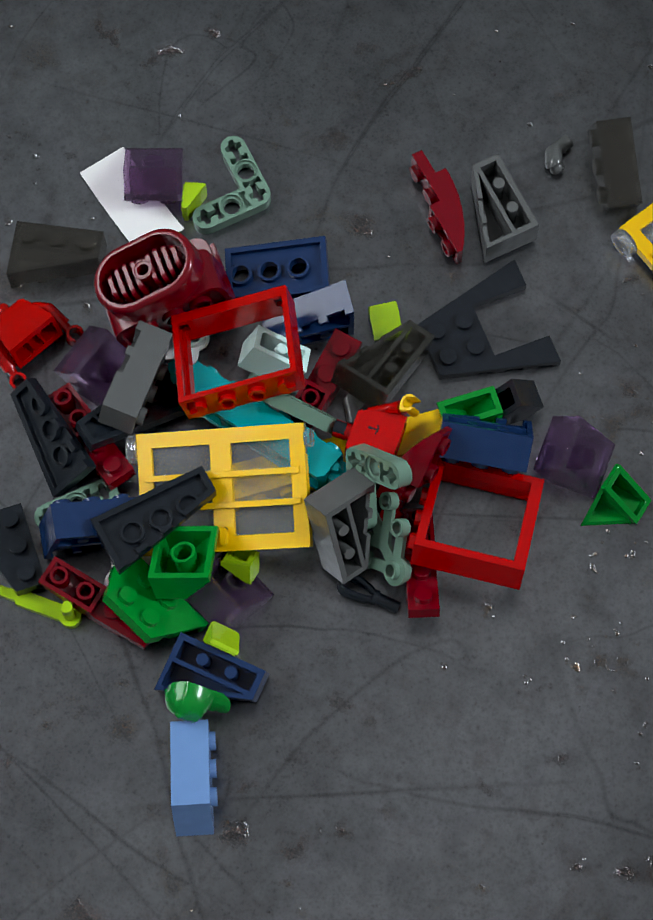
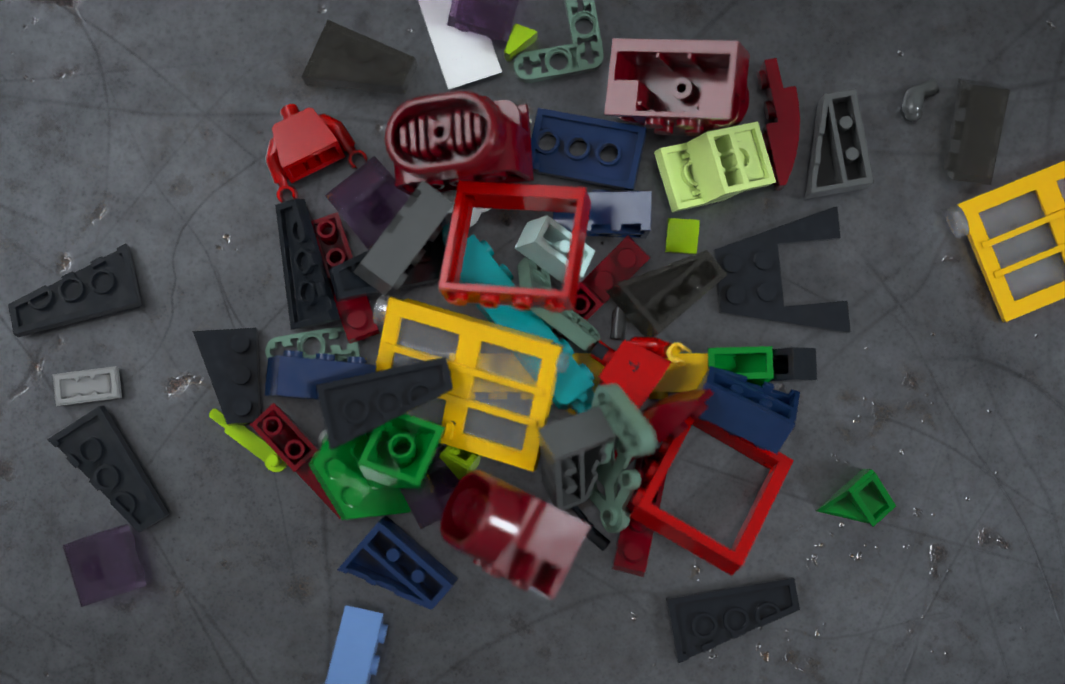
camera: 10 degrees right, 15 degrees up
(192, 701) = (370, 598): green piece -> none
(222, 638) = (419, 539): lime slope -> none
(306, 596) = (511, 532): none -> dark red brick
(344, 190) = (678, 84): none -> dark red brick
(395, 252) = (714, 166): none -> yellowish green bracket
(523, 638) = (717, 616): none -> black wing
(574, 455) = (832, 439): clear purple slope -> none

